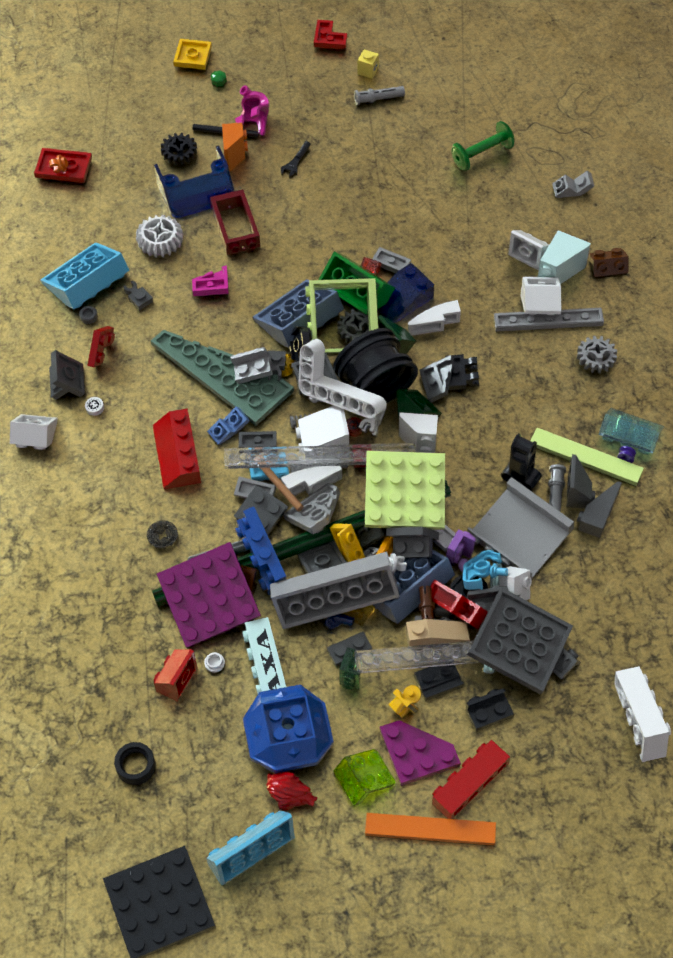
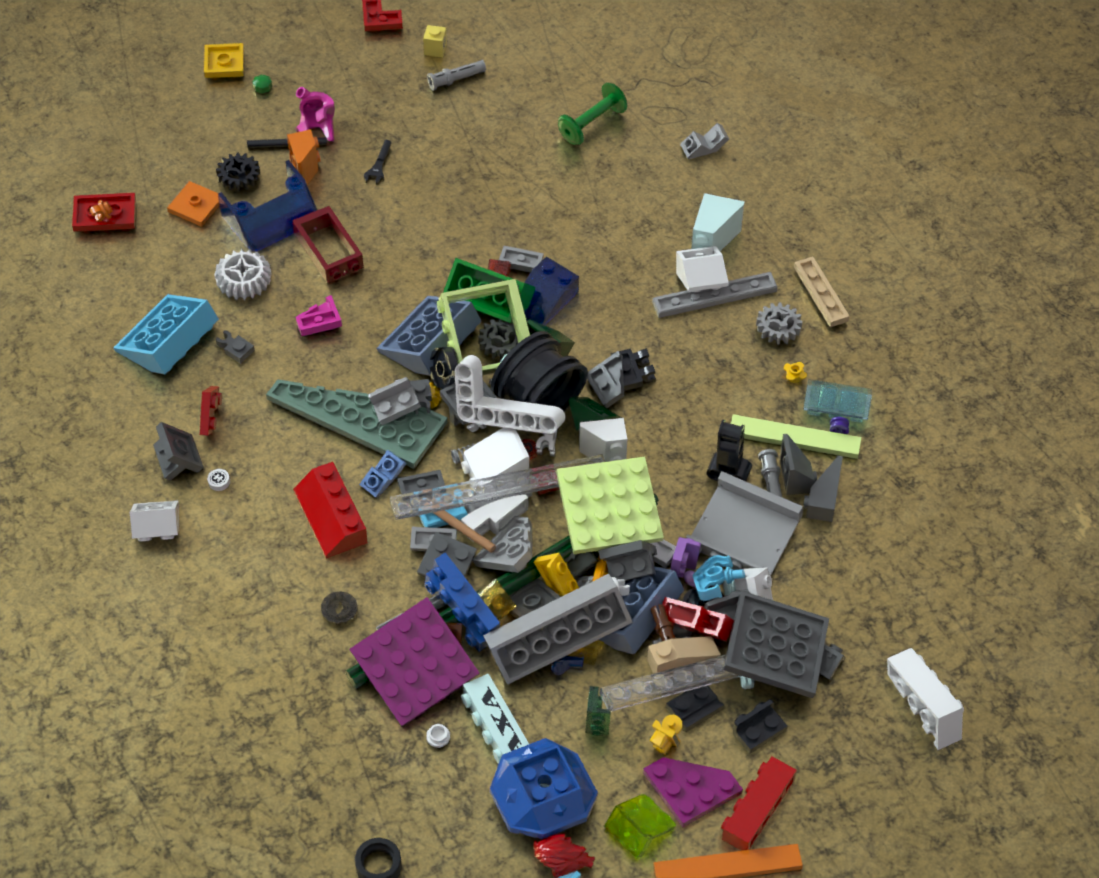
camera: 15 degrees left, 5 degrees down
(88, 315) = (182, 378): dark grey tile -> none
(137, 170) = (194, 204): none -> orange plate
(176, 673) = (398, 755): red slope -> none
(290, 554) = (496, 599): none -> clear yellow slope
(357, 642) = (577, 696): dark grey plate -> none
(435, 318) = (588, 314): white slope -> none
(526, 248) = (673, 220): white slope -> none
(600, 404) = (792, 376): none -> yellow plate
(609, 262) = (767, 220): reddish brown bracket -> none
(641, 332) = (821, 291): none -> tan plate

